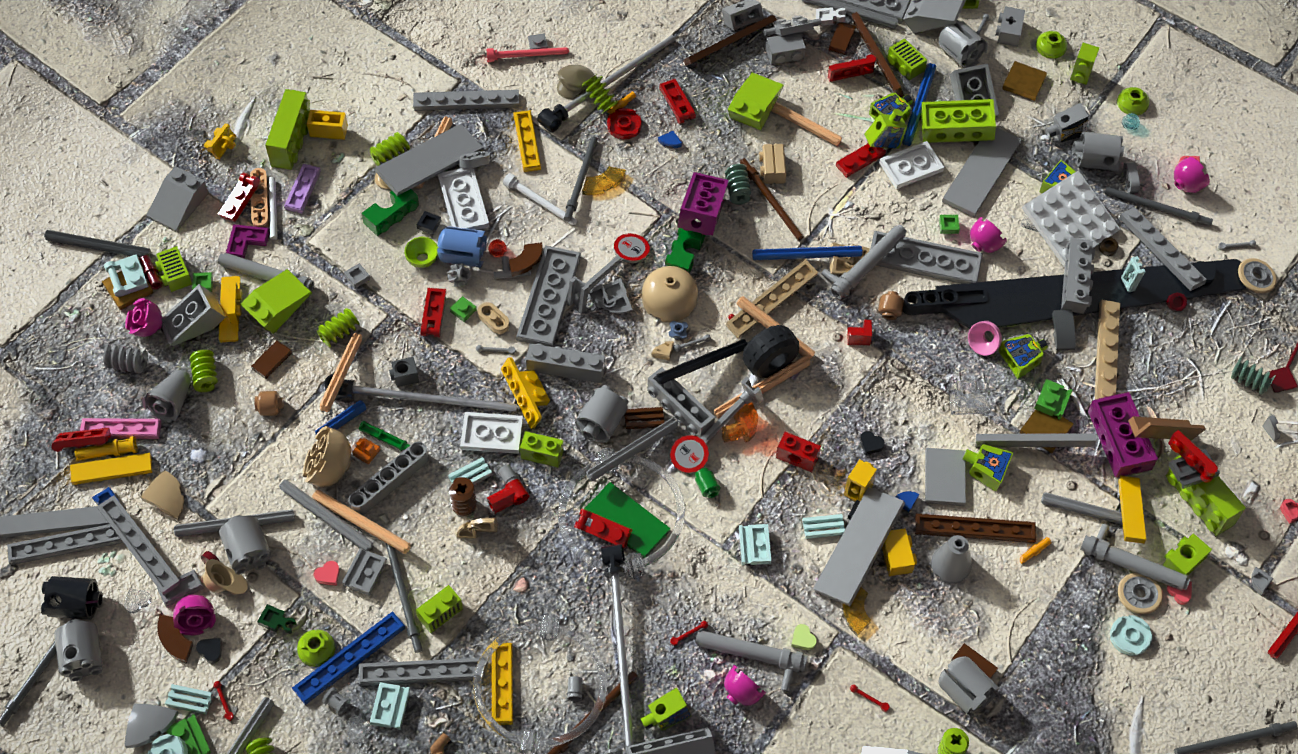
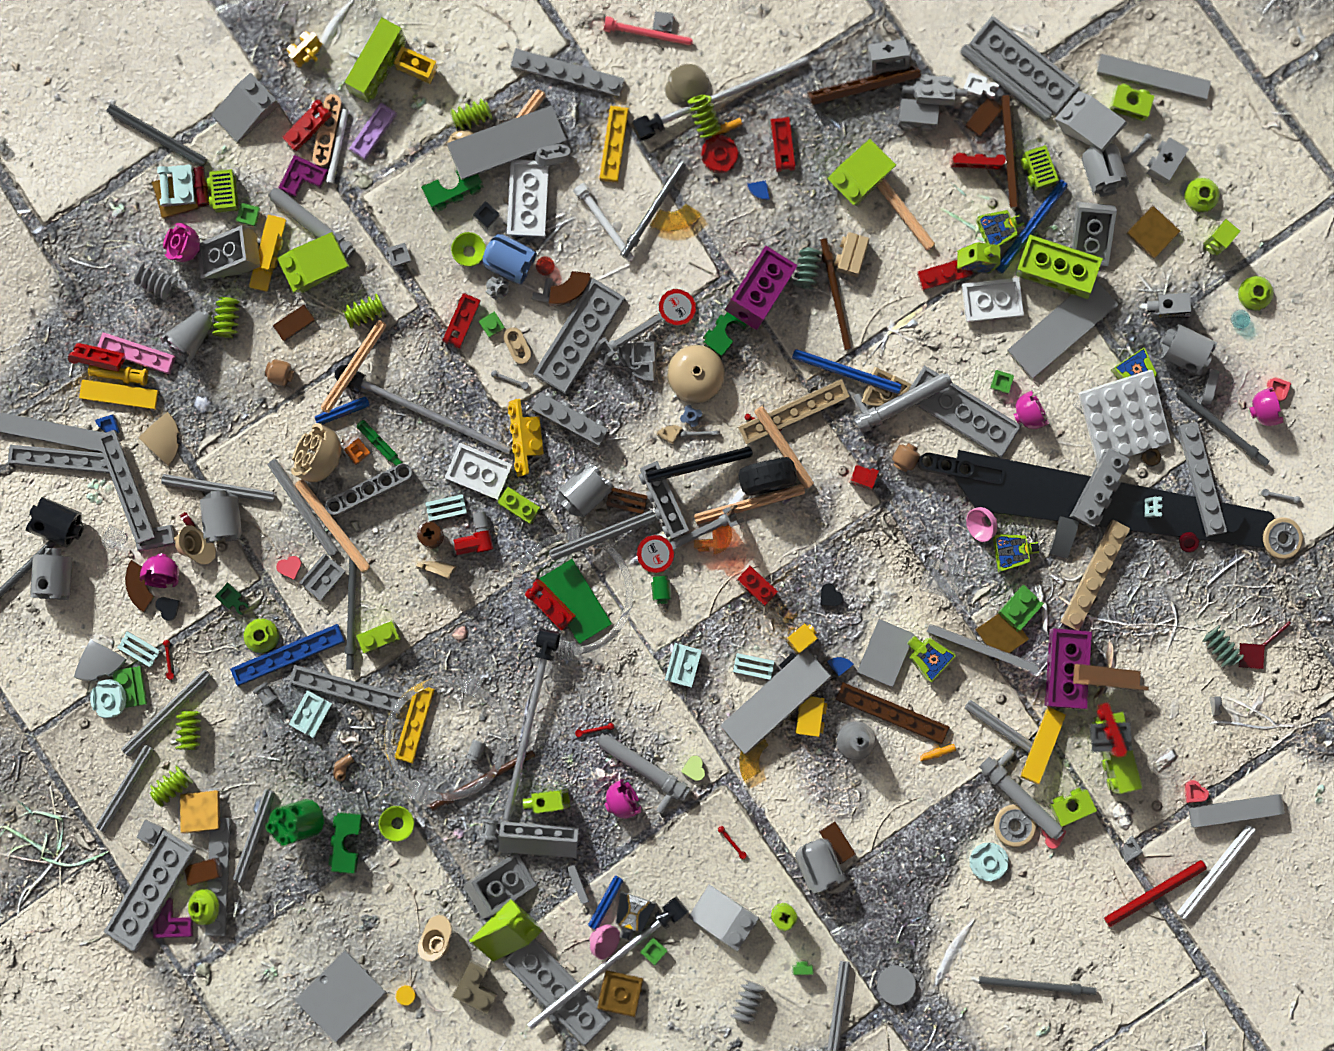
camera: 15 degrees right, 25 degrees up
(407, 378) = (421, 385): dark grey brick -> none

